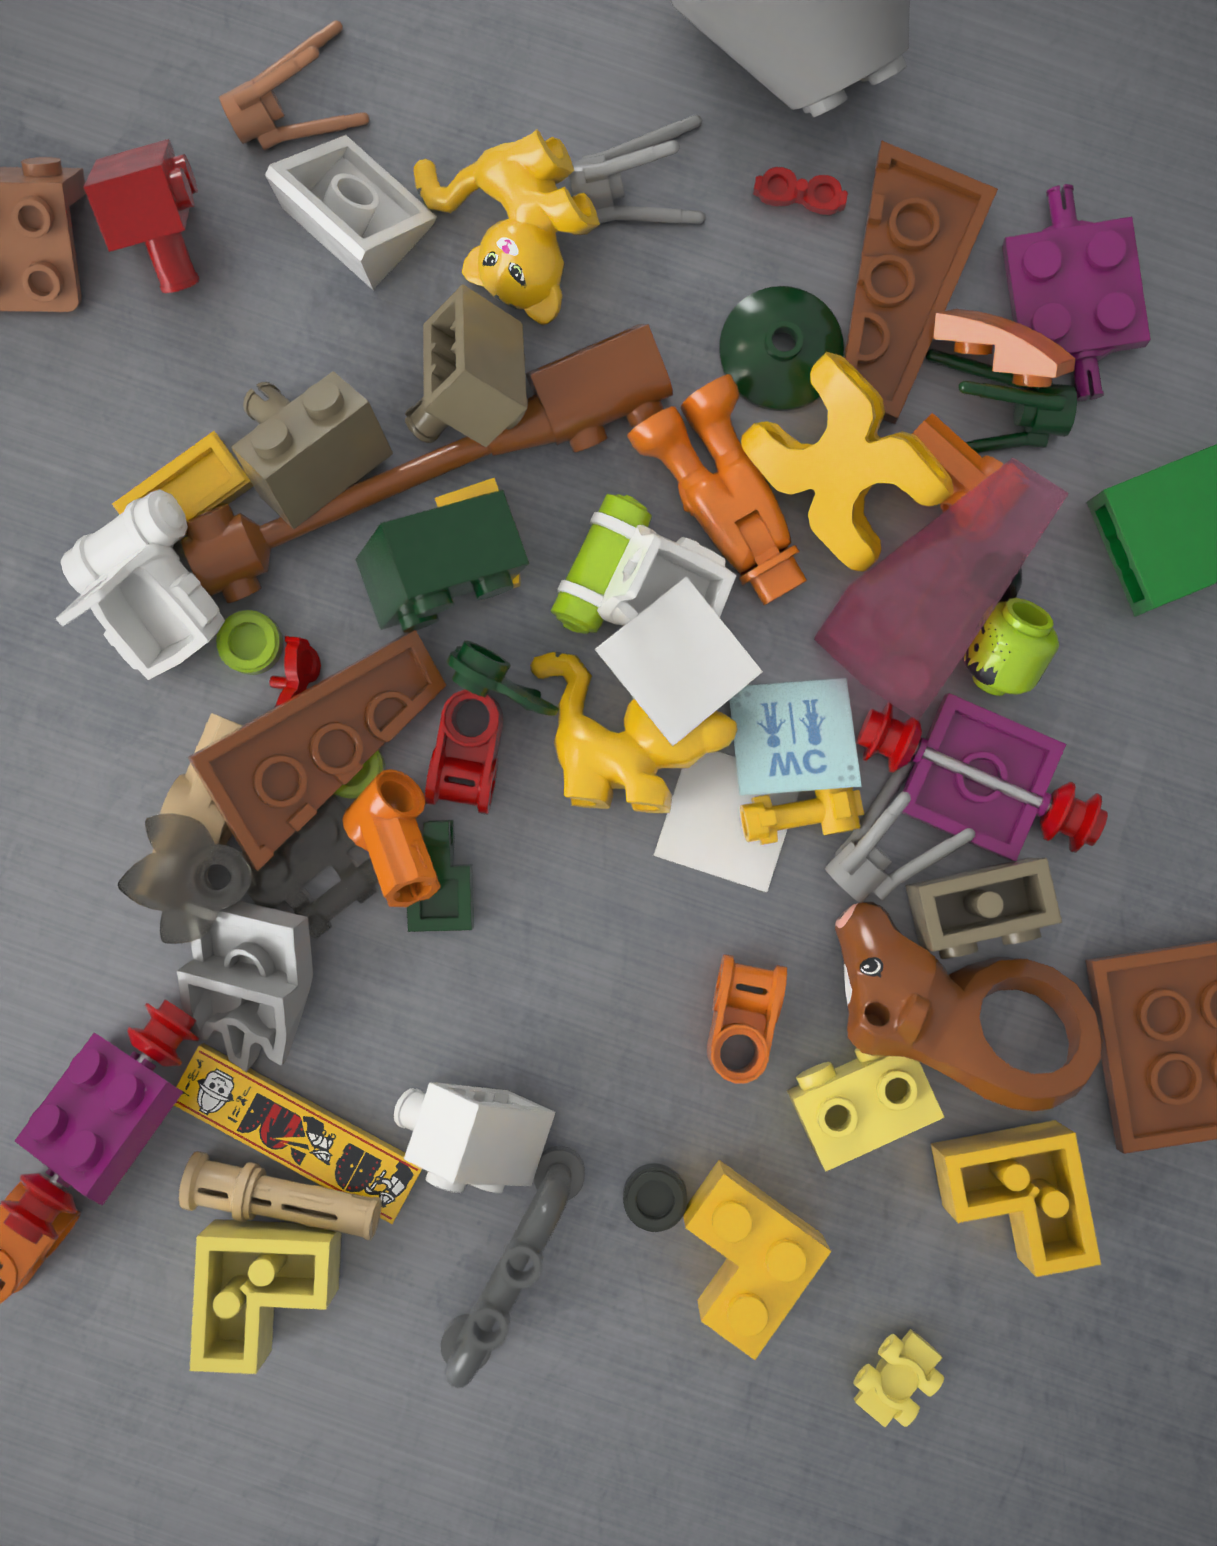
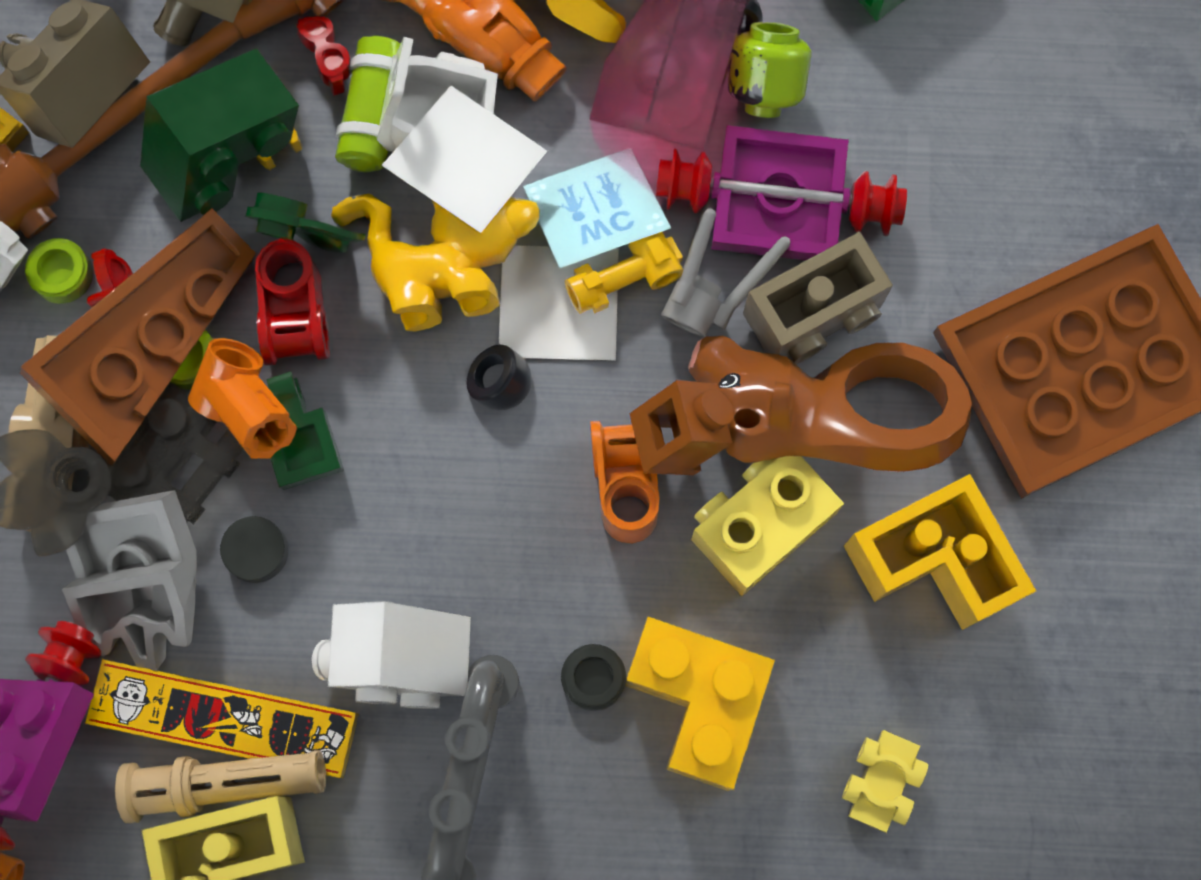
camera: 20 degrees left, 10 degrees down
(368, 979) = (254, 549): none -> pearl dark grey tile
(575, 505) = (331, 58): none -> red piece
(661, 890) = (511, 386): none -> black piece
(828, 1008) = (698, 422): none -> dark orange brick

